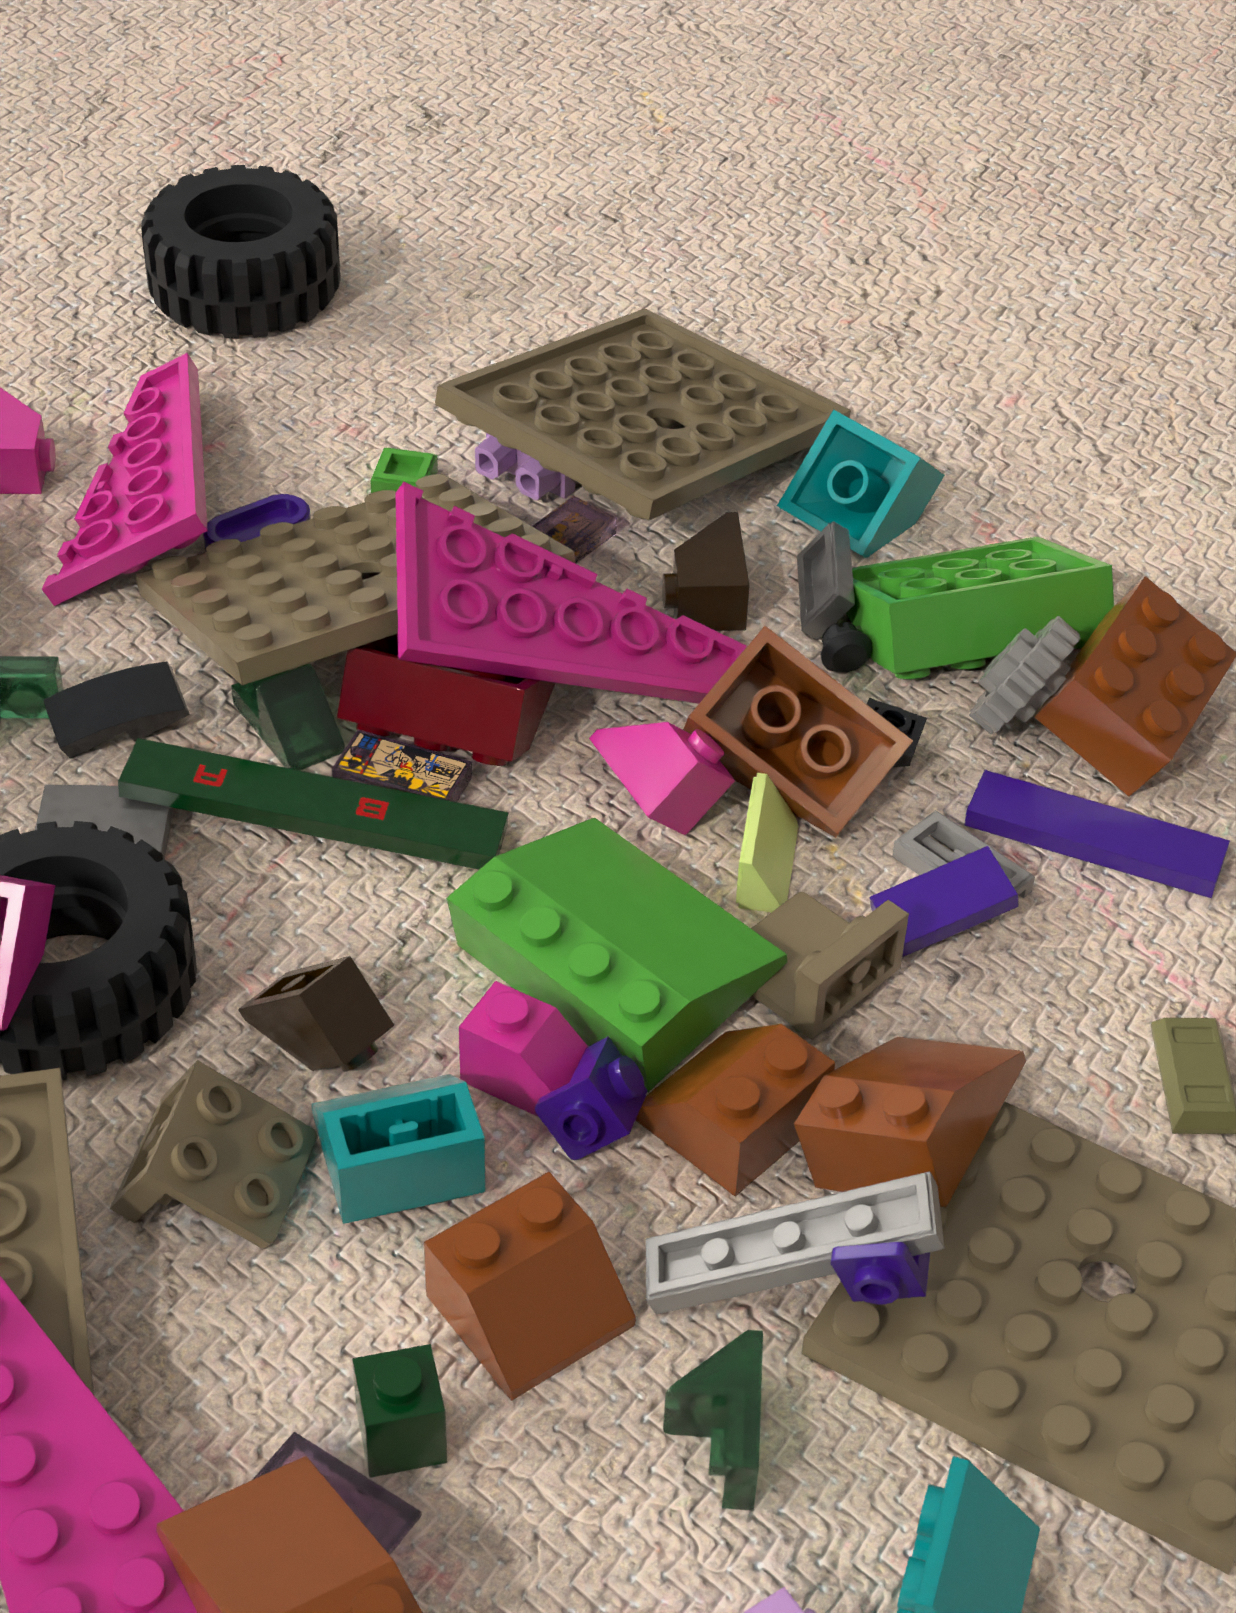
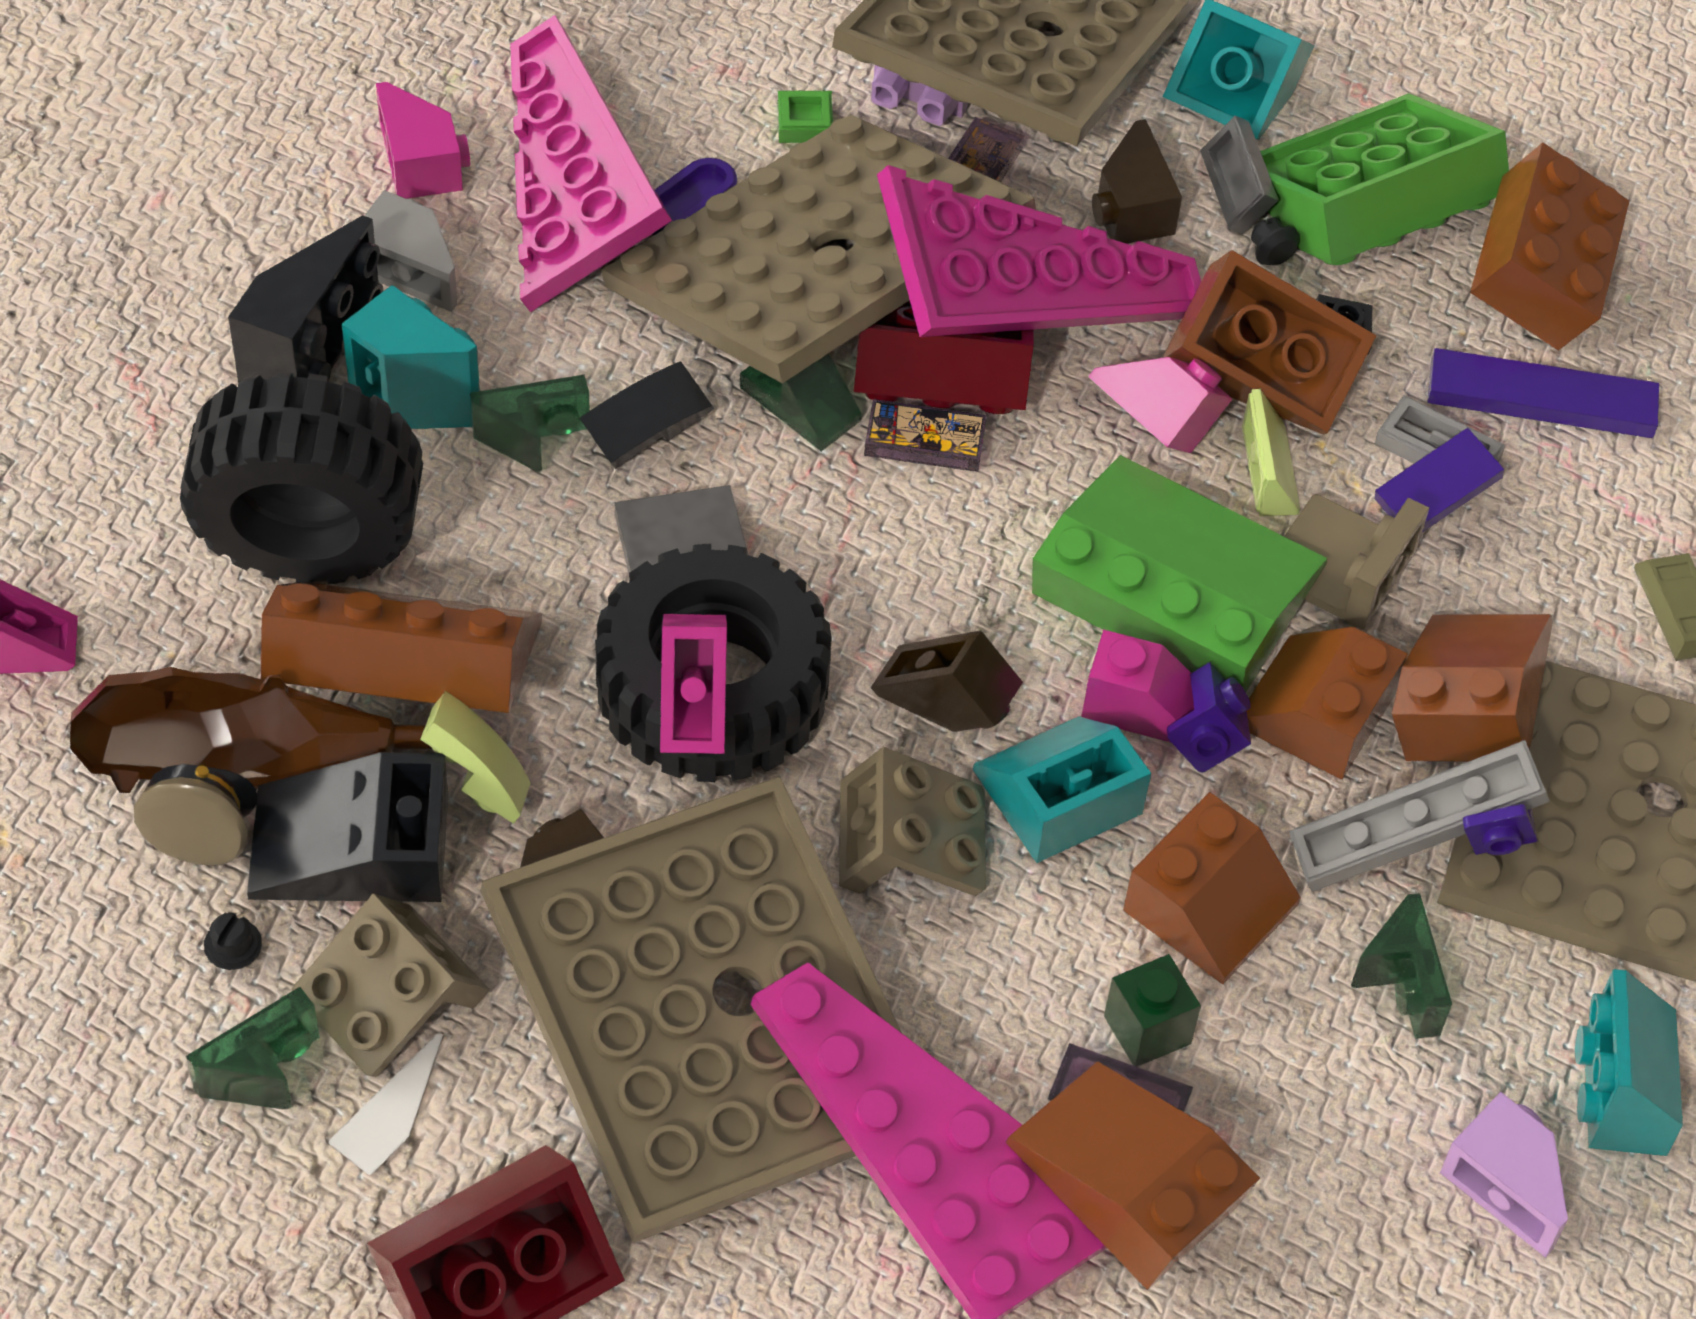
camera: 15 degrees left, 10 degrees up
(312, 804) = (864, 482): dark green tile -> none
(1024, 675) = (1452, 252): light grey gear -> none

